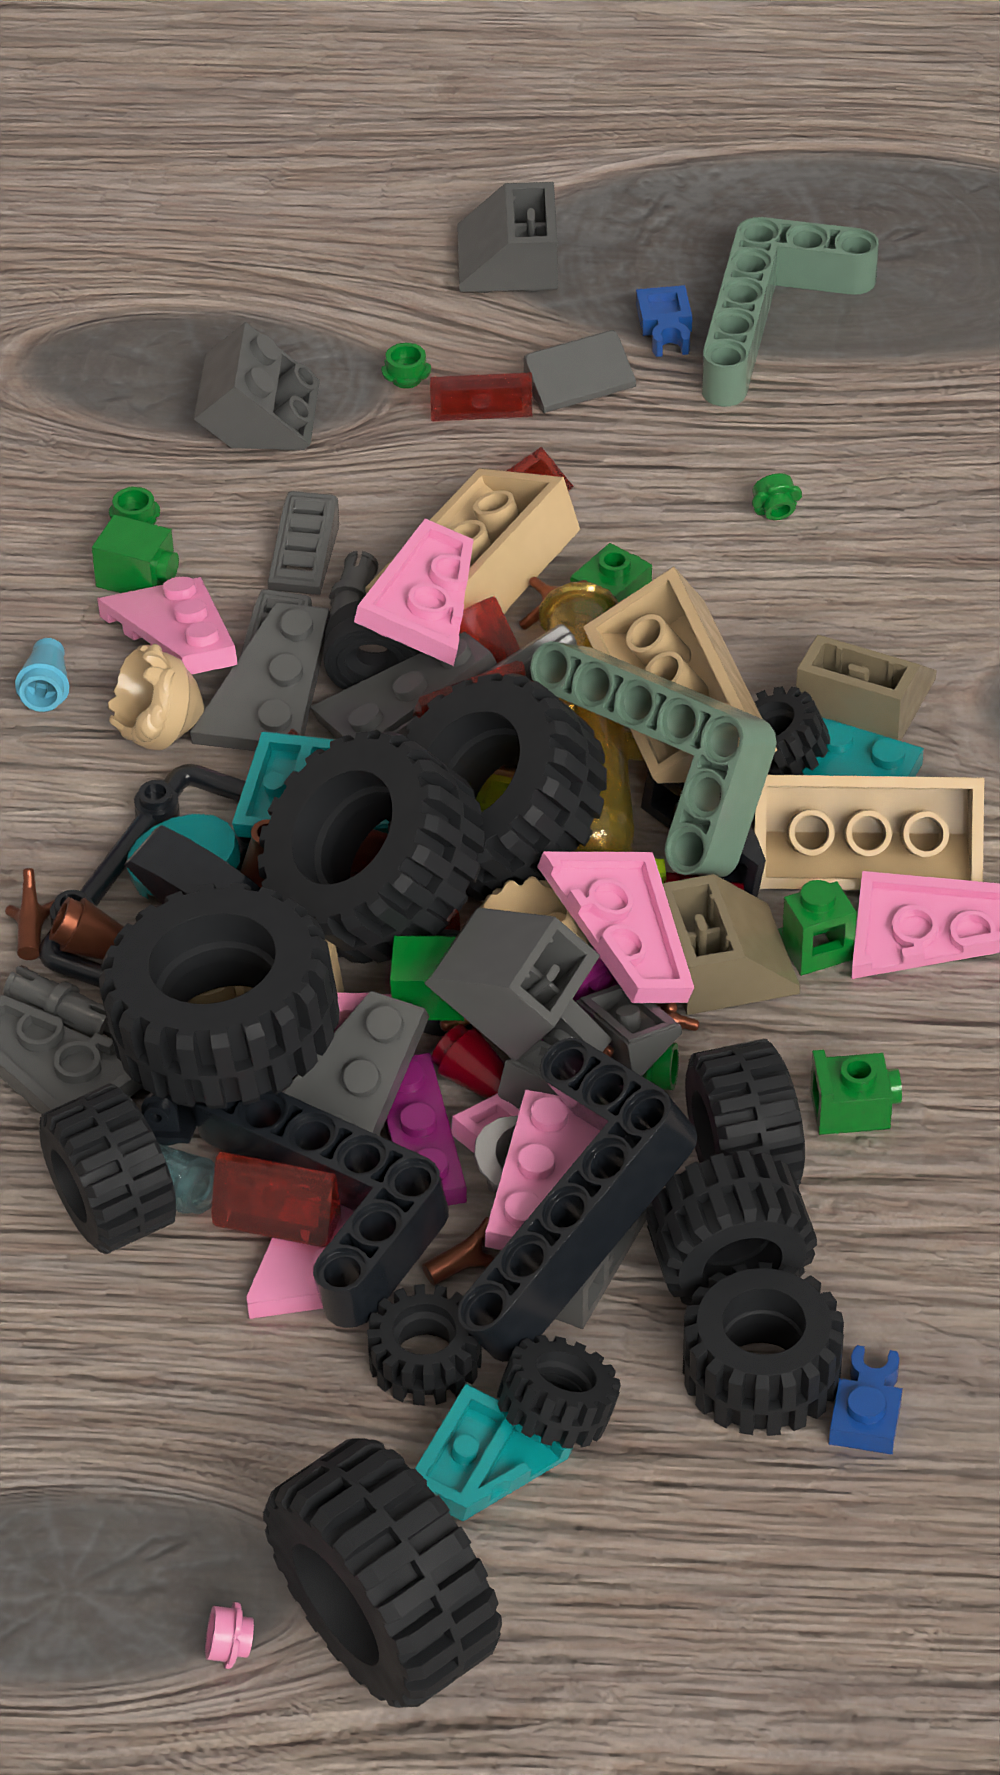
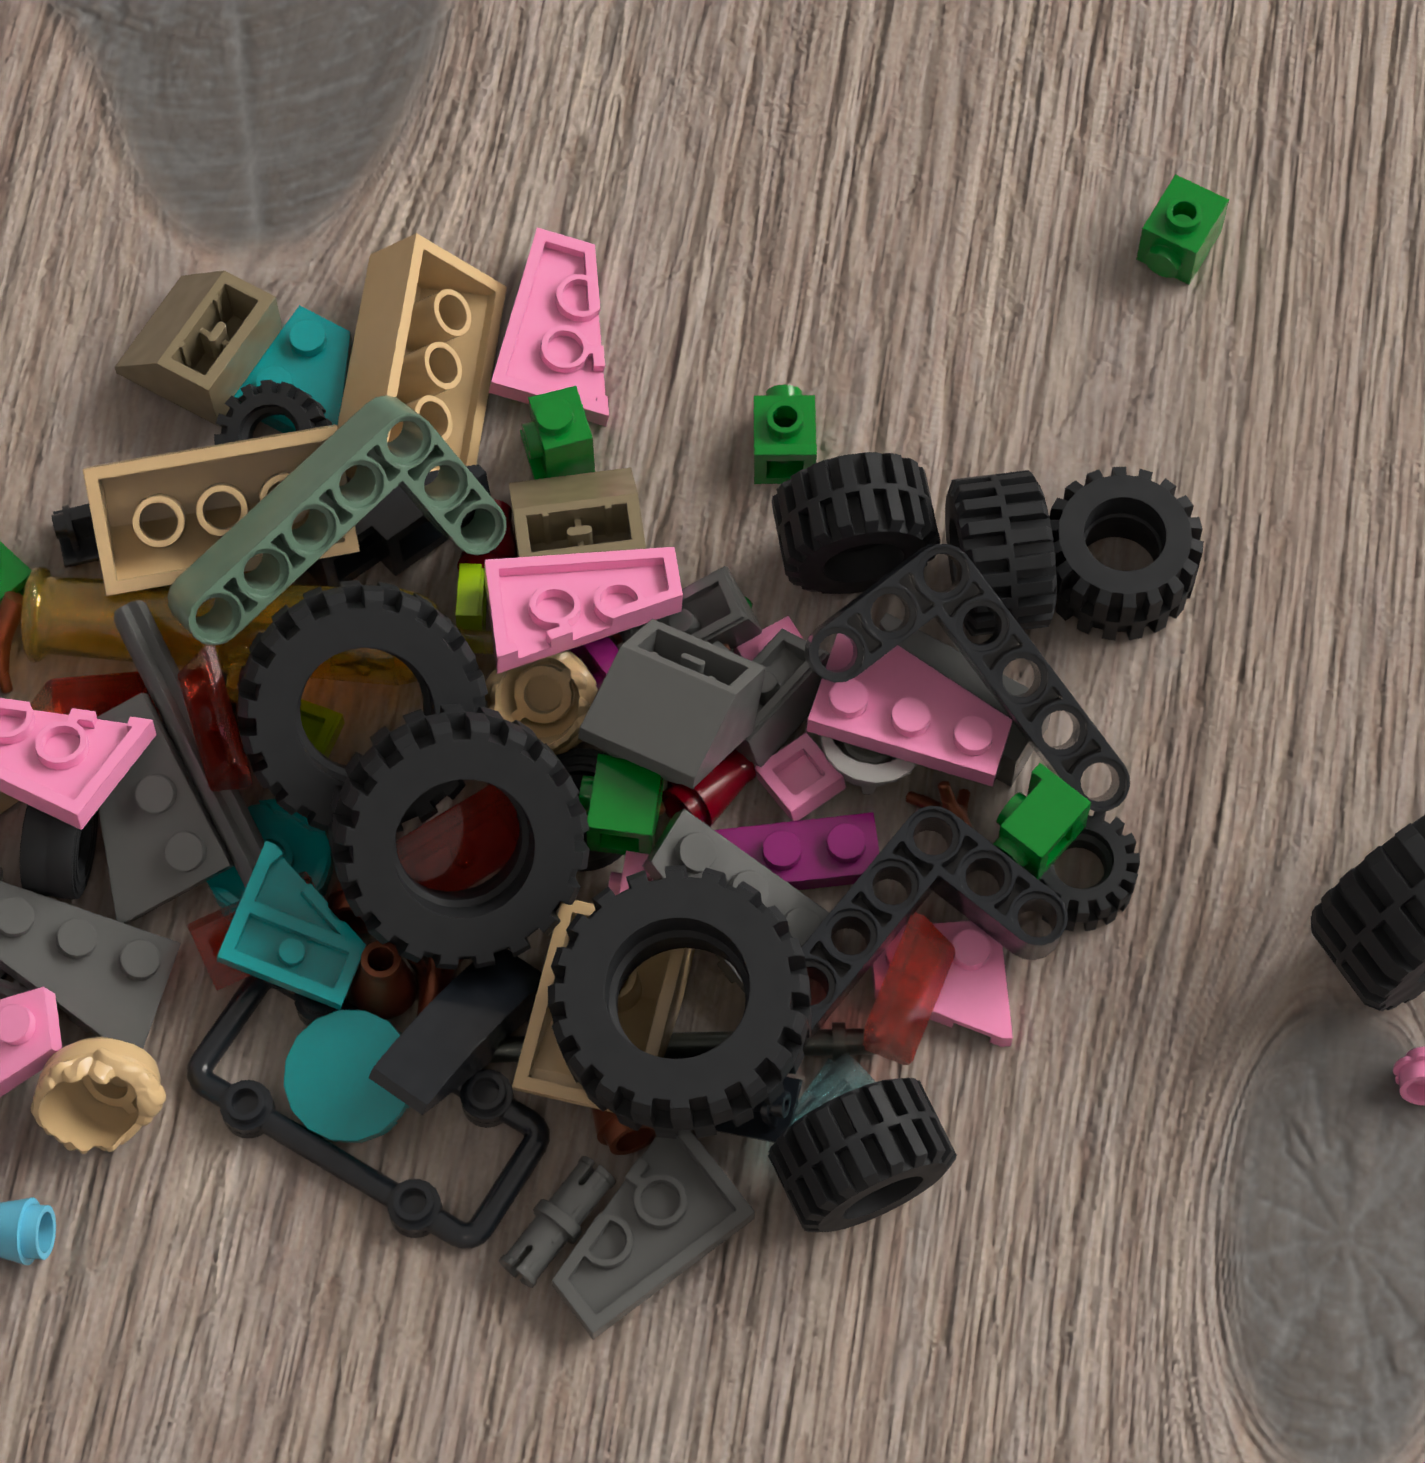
camera: 85 degrees left, 20 degrees up
(29, 918) = (414, 1255): copper bar -> none
(84, 929) = (467, 1180): copper cone -> none
(437, 1272) = (1043, 823): none -> green brick
(482, 1456) = (1220, 826): teal wing -> none
(558, 1391) = (1163, 714): black tyre -> none
(867, 1406) = (1189, 472): blue plate -> none

